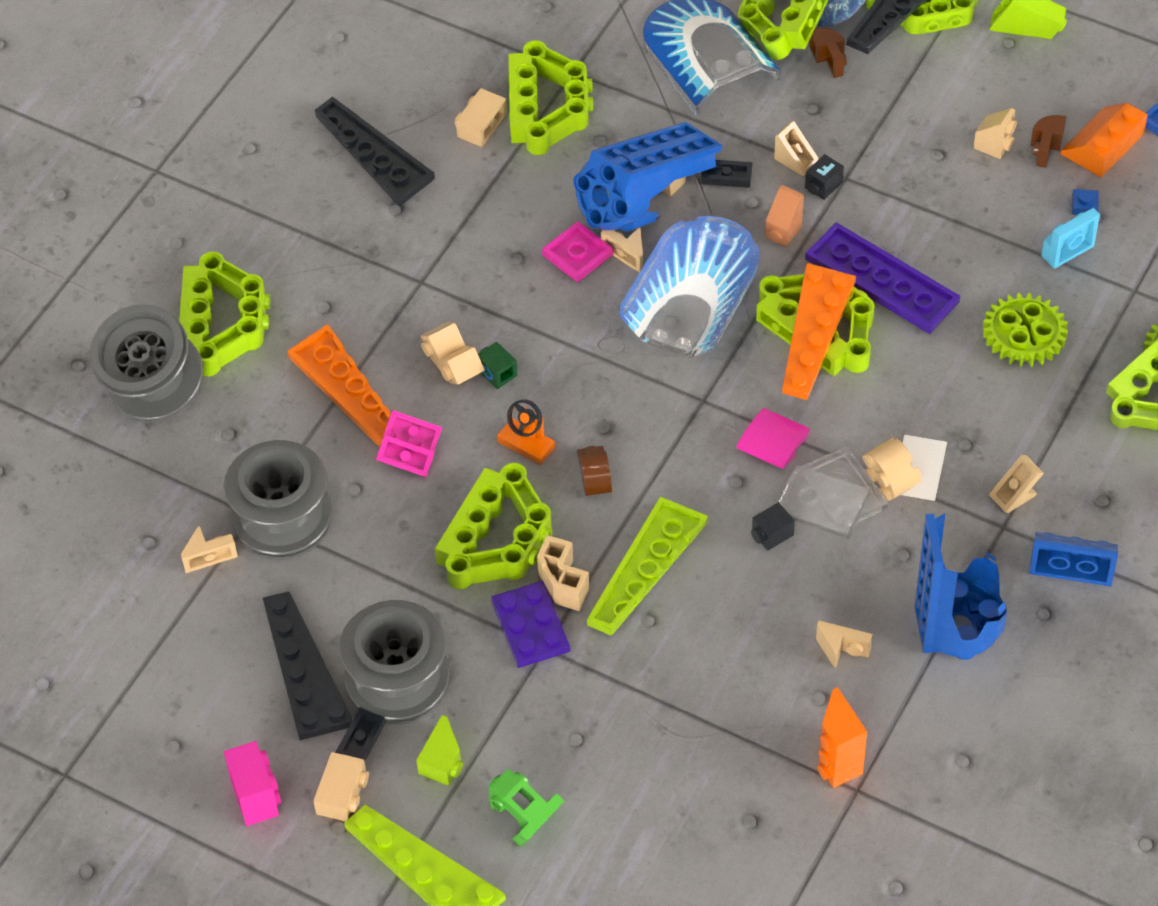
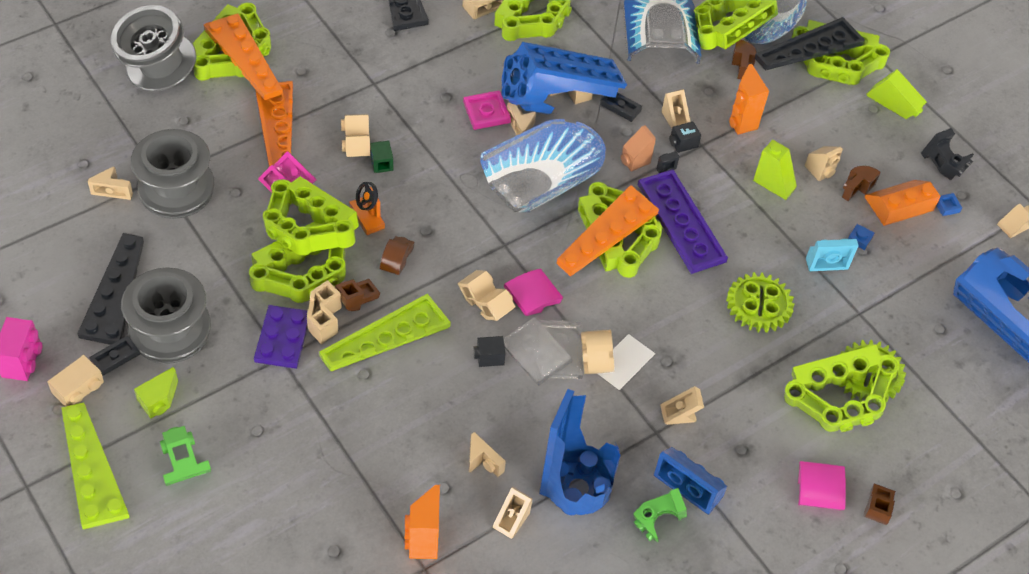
camera: 20 degrees right, 0 degrees up
(237, 309) = (241, 48): none -> orange wing
(510, 459) = (337, 218): none -> lime brick
(584, 534) = (356, 294): none -> reddish brown brick
(716, 465) = (480, 290): none -> tan brick
(823, 216) = (667, 162): none -> black plate
(875, 101) = (749, 102): none -> orange slope
(913, 684) = (513, 513): none -> tan slope
(952, 169) = (776, 170): none -> lime slope
(1074, 591) = (669, 503): none -> bright green tile
(1122, 66) = (943, 157): none -> black tile

